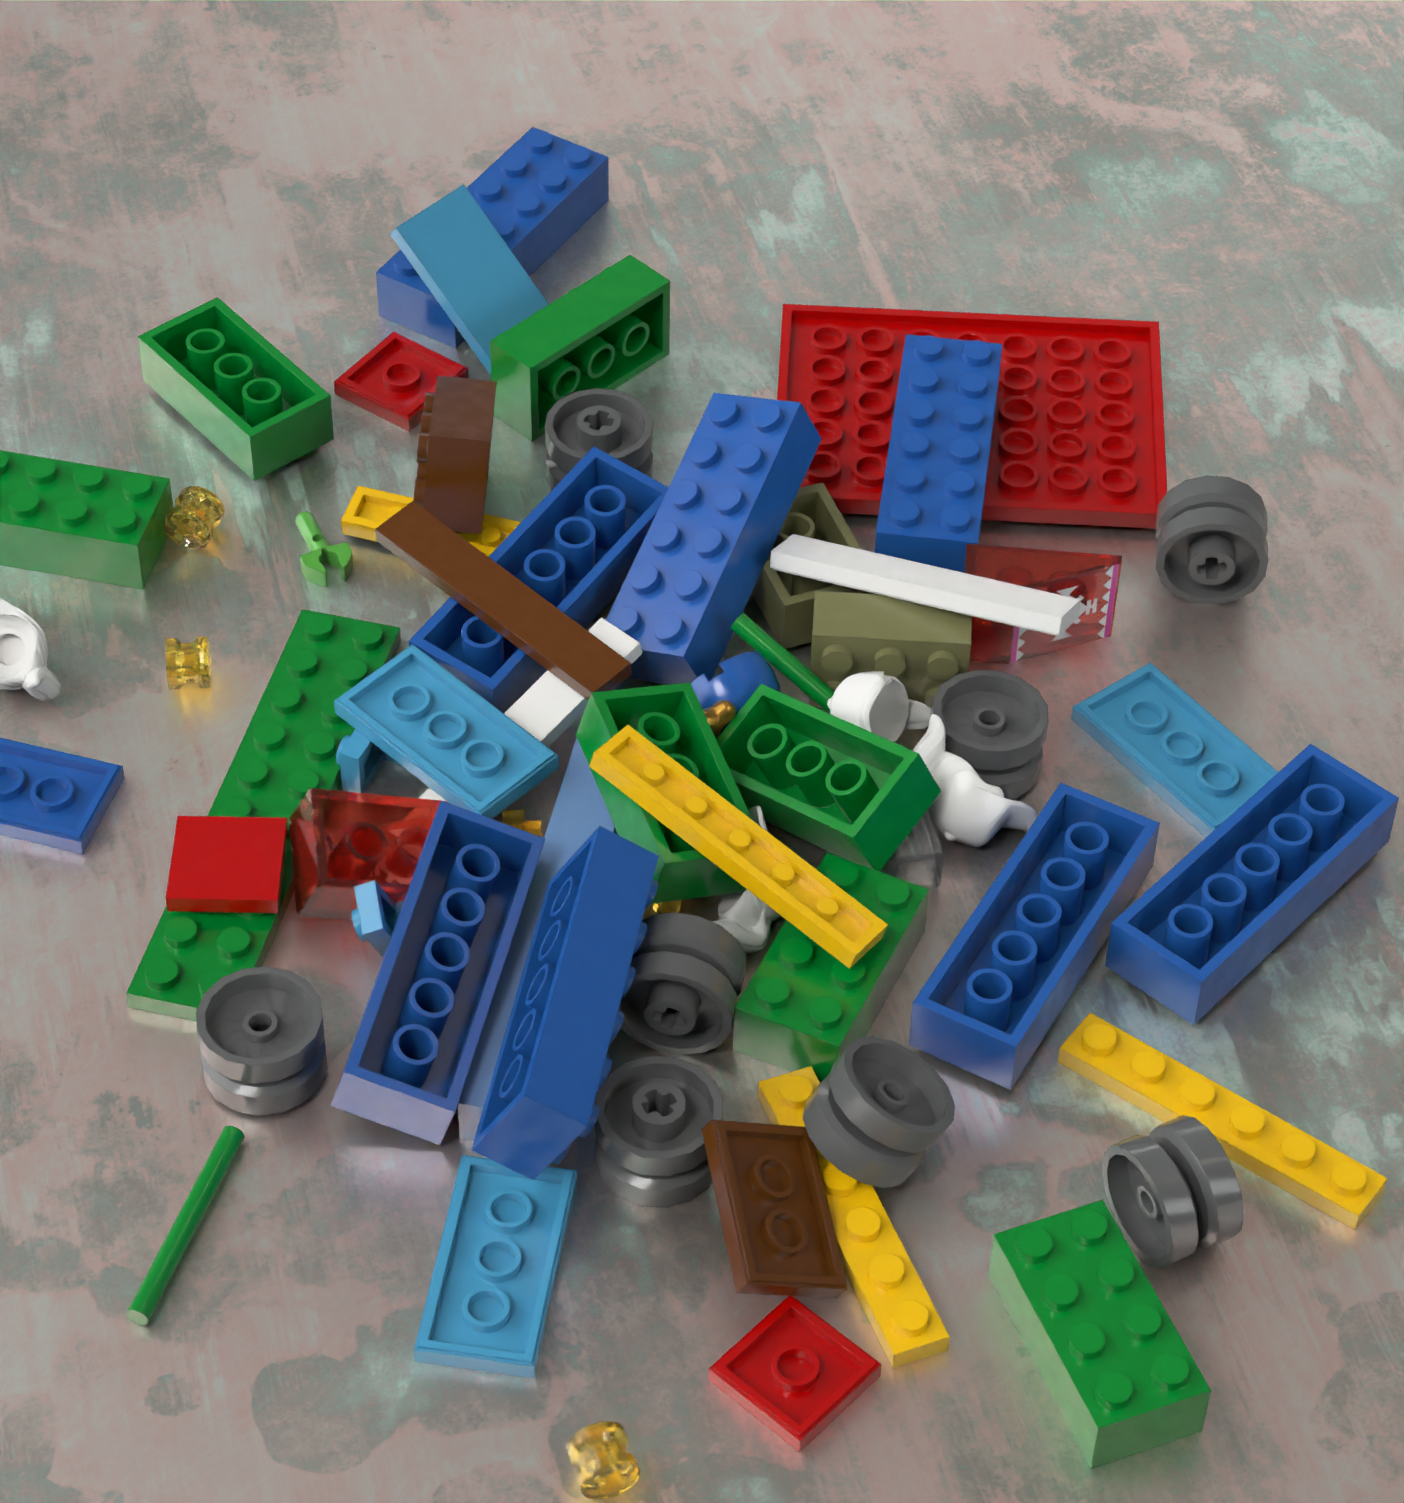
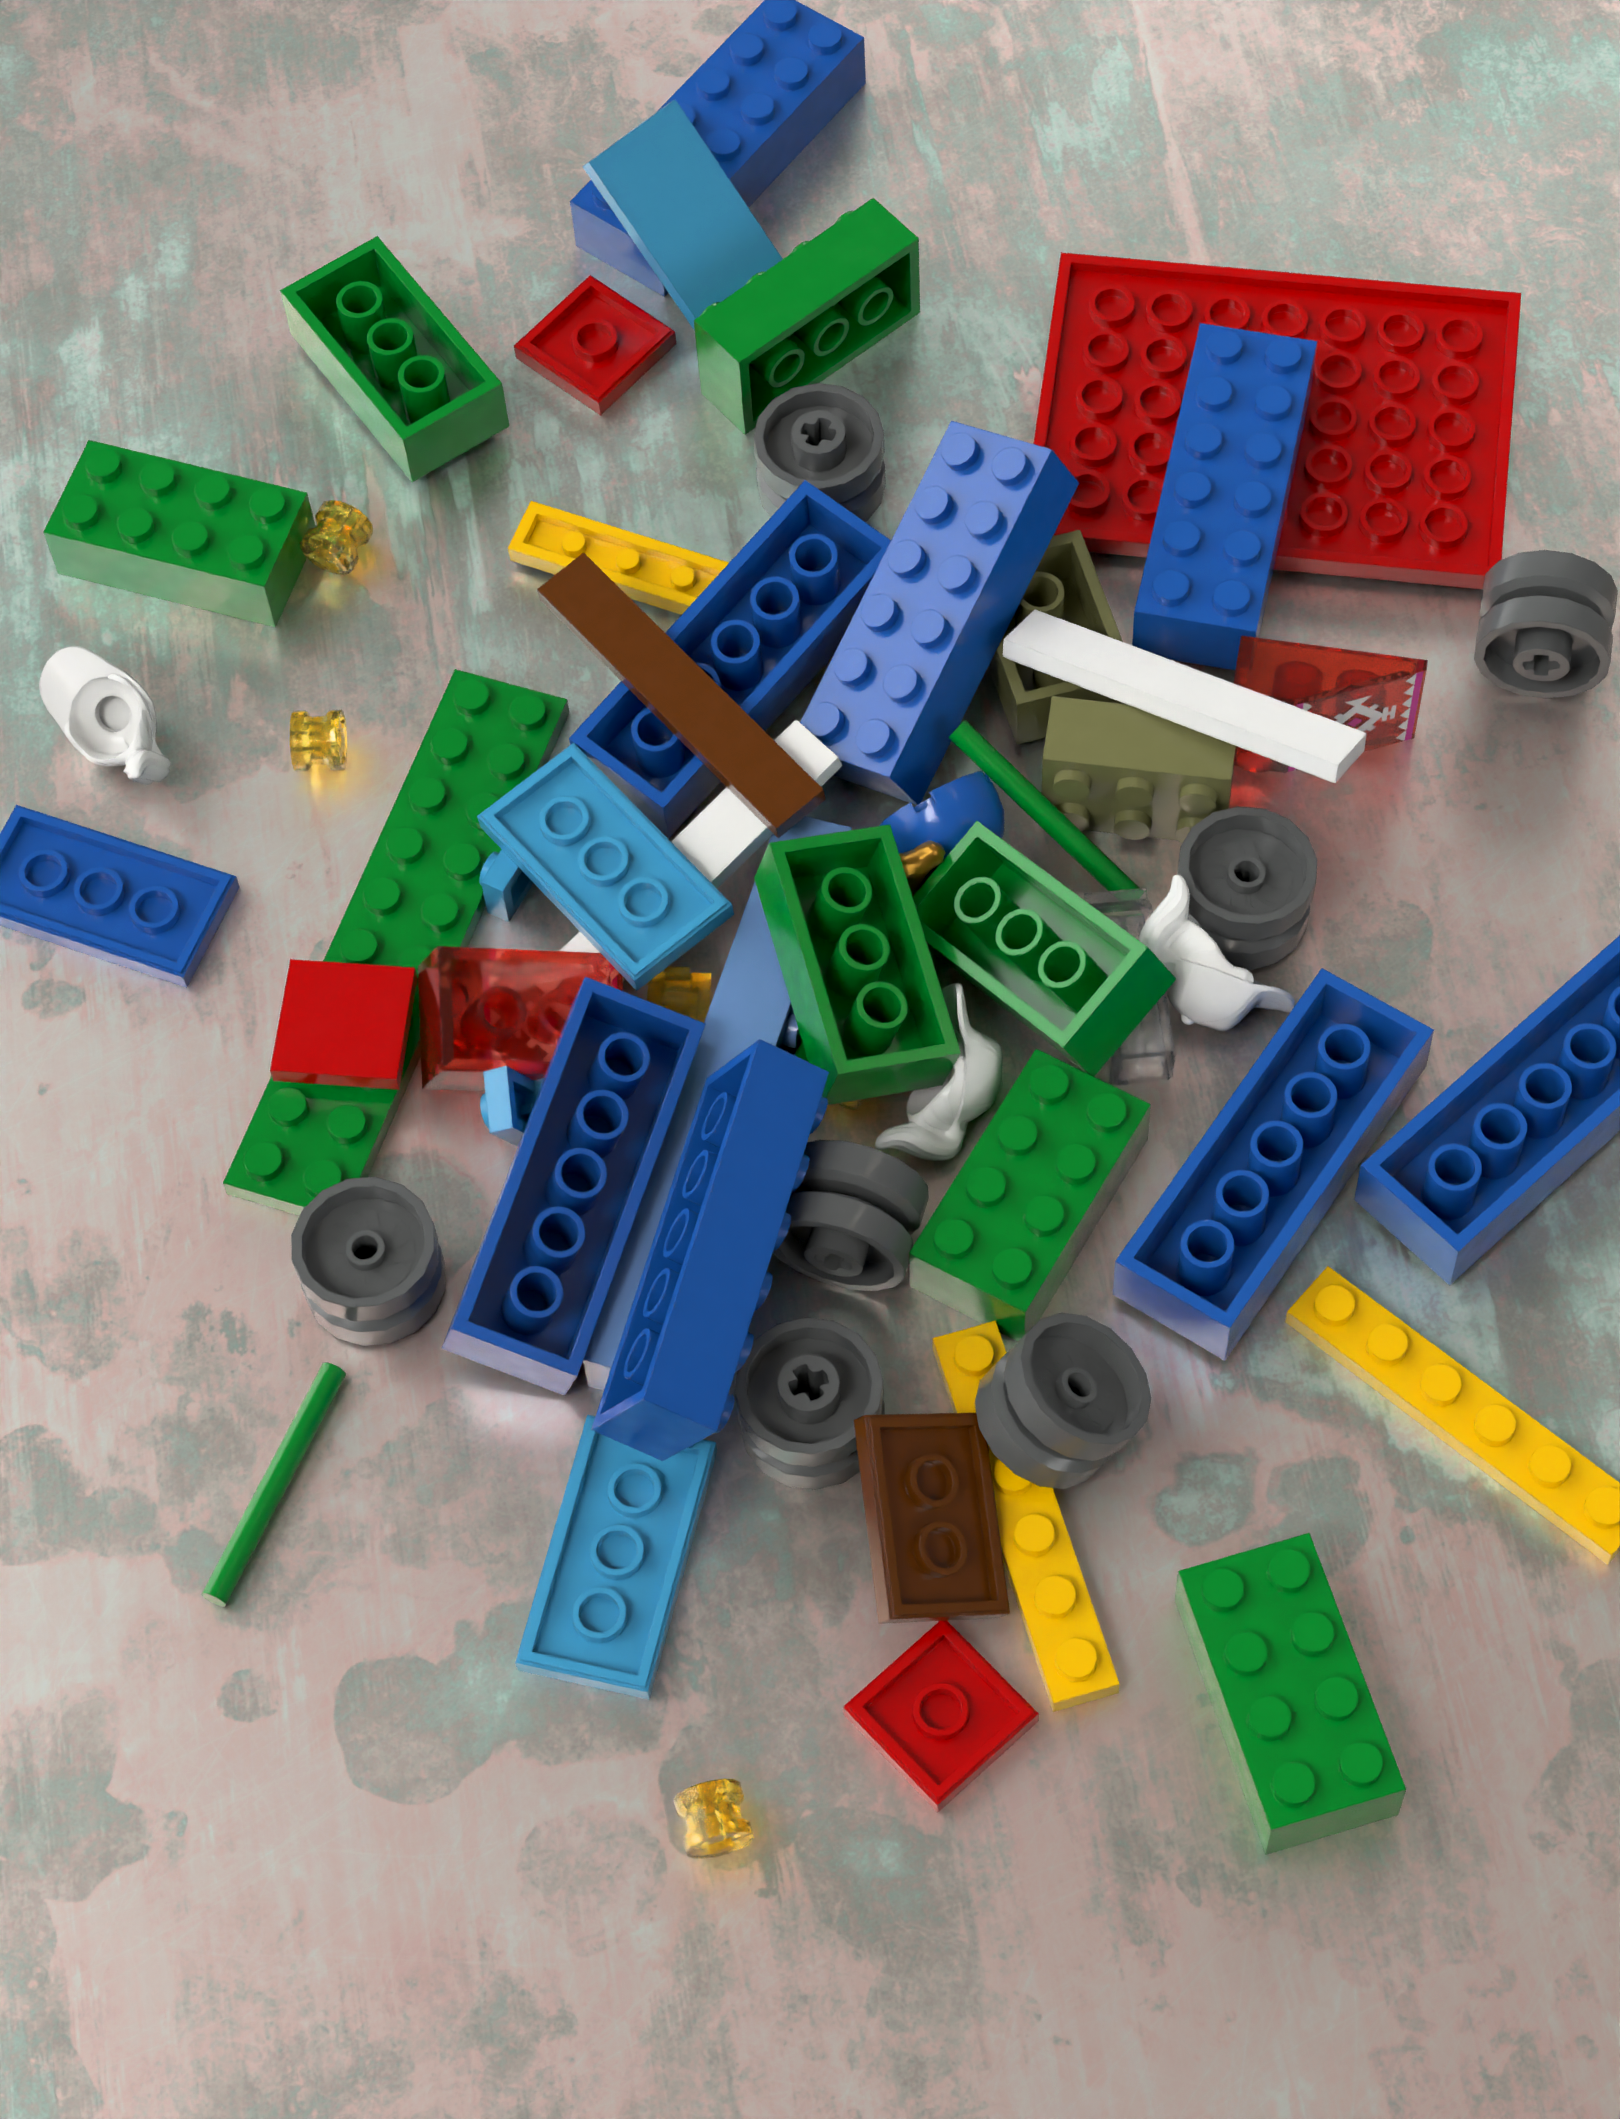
camera: 10 degrees right, 15 degrees up
(321, 551) = (484, 585): bright green bar -> none
(455, 452) = (643, 474): reddish brown brick -> none
(738, 846) = (924, 1057): yellow plate -> none
(878, 705) = (1110, 854): white hair -> none
(1172, 1191) = (1393, 1524): dark grey wheel -> none
(1174, 747) = (1475, 906): dark azure tile -> none

